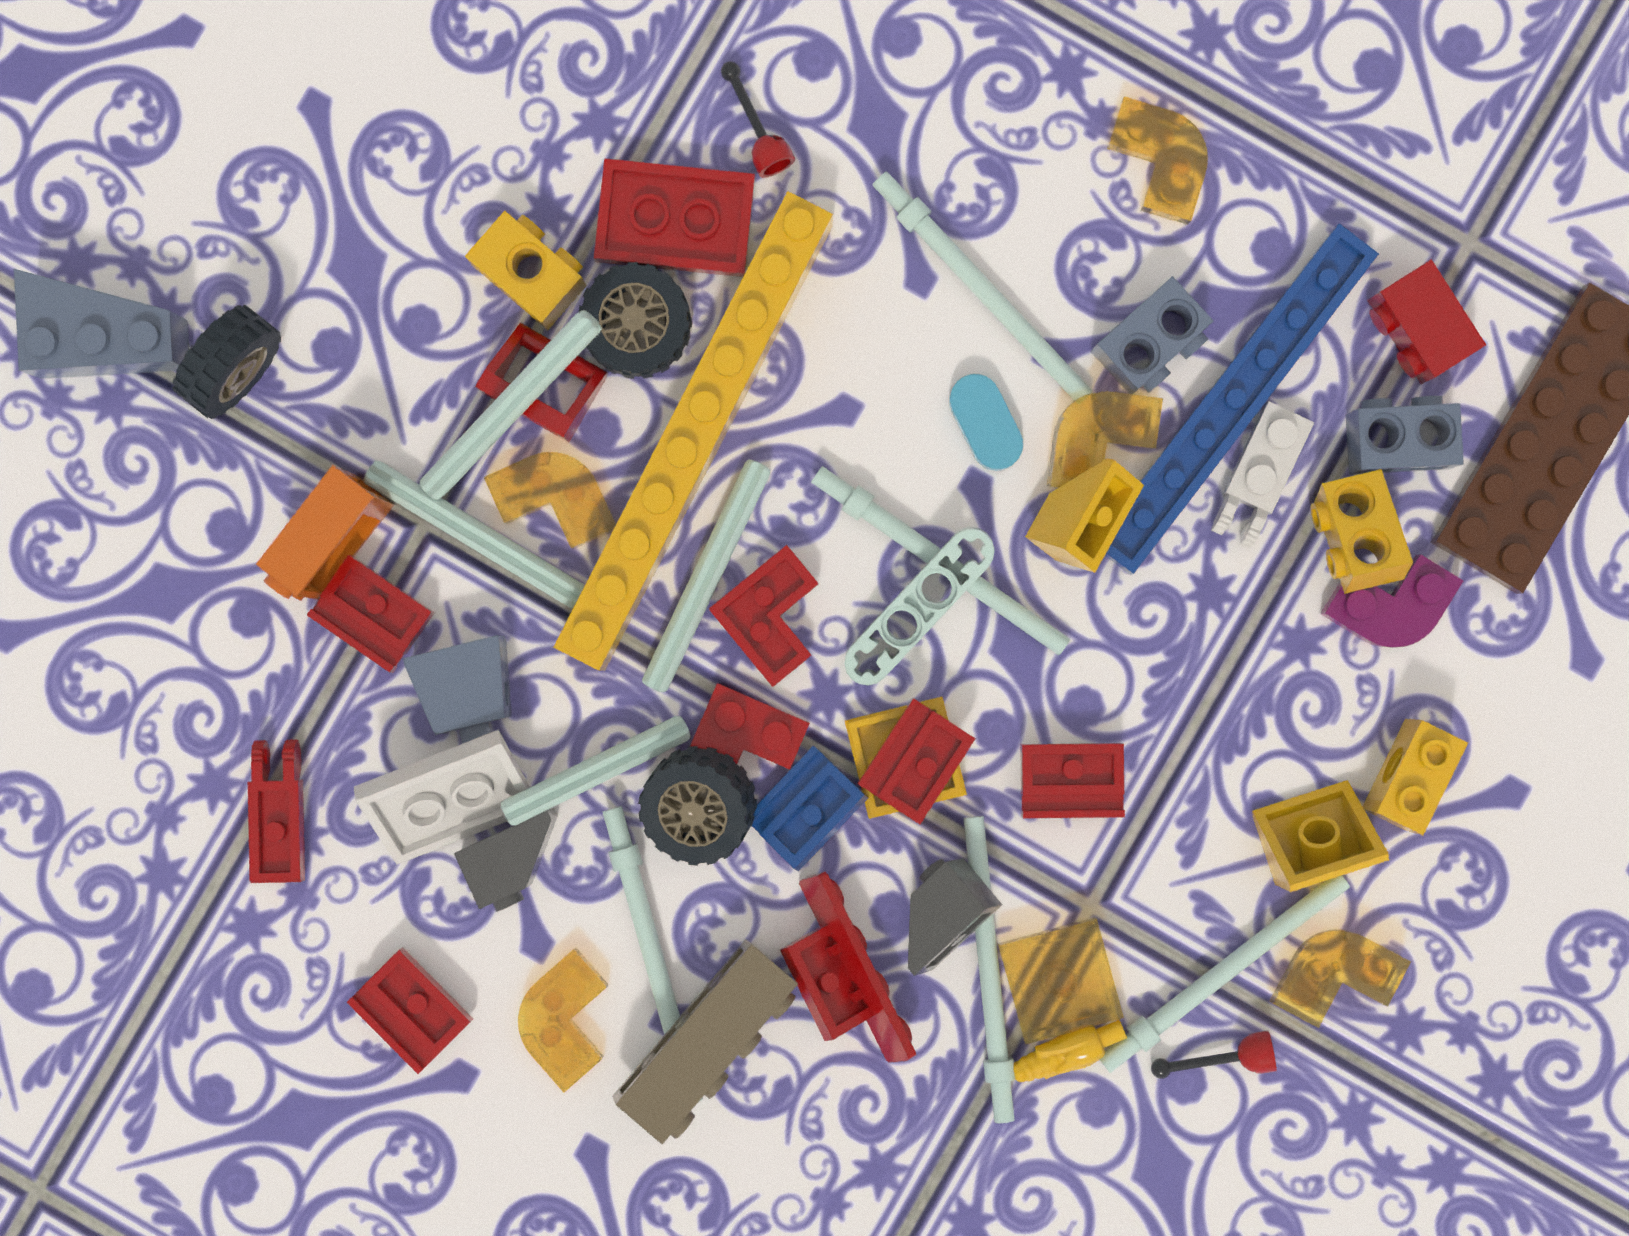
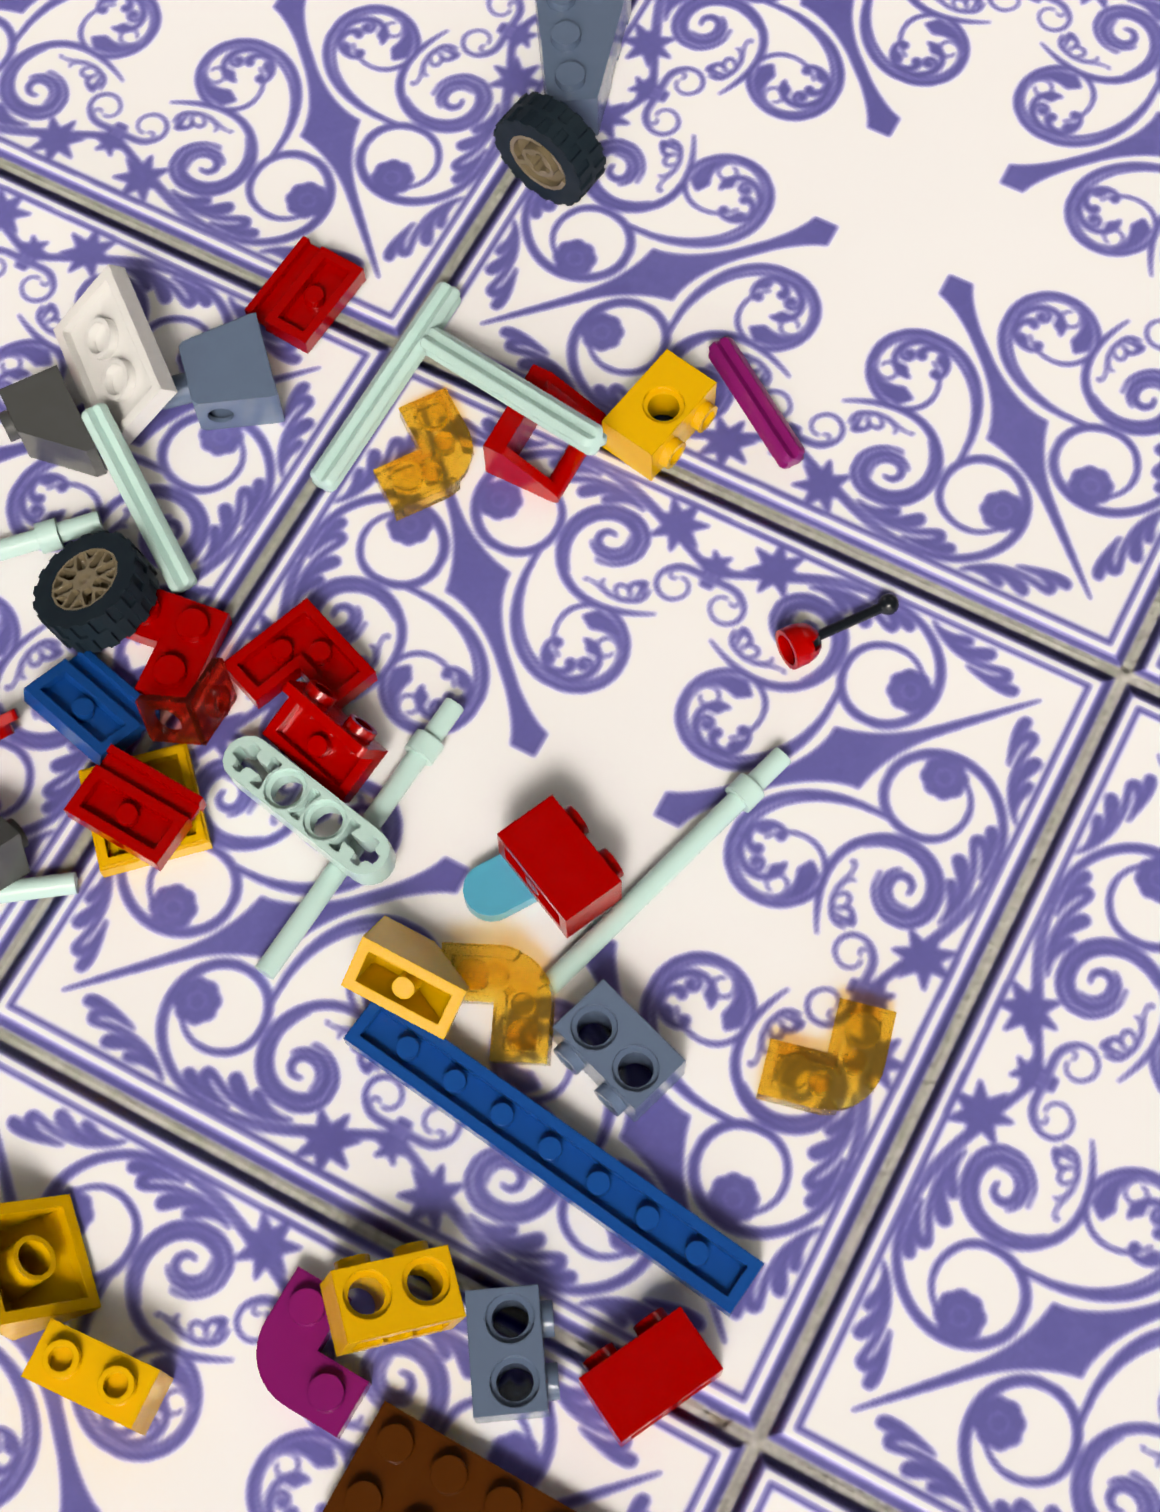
camera: 85 degrees right, 20 degrees down
(276, 817) = (108, 223): red hinge -> none
(322, 533) = (383, 235): orange window -> none
(511, 178) = (756, 403): none -> magenta axle
(640, 318) = (612, 519): black wheel -> none
(674, 217) = (724, 553): red plate -> none
(695, 432) = (497, 578): yellow brick -> none
(706, 576) = (345, 601): light aqua axle -> none
(816, 697) = (198, 711): none -> clear red bracket
(853, 590) = (324, 740): none -> red bracket
(989, 377) = (561, 865): none -> red brick
(1072, 780) = (110, 983): red plate -> none
(1263, 469) = (469, 1191): white hinge -> none

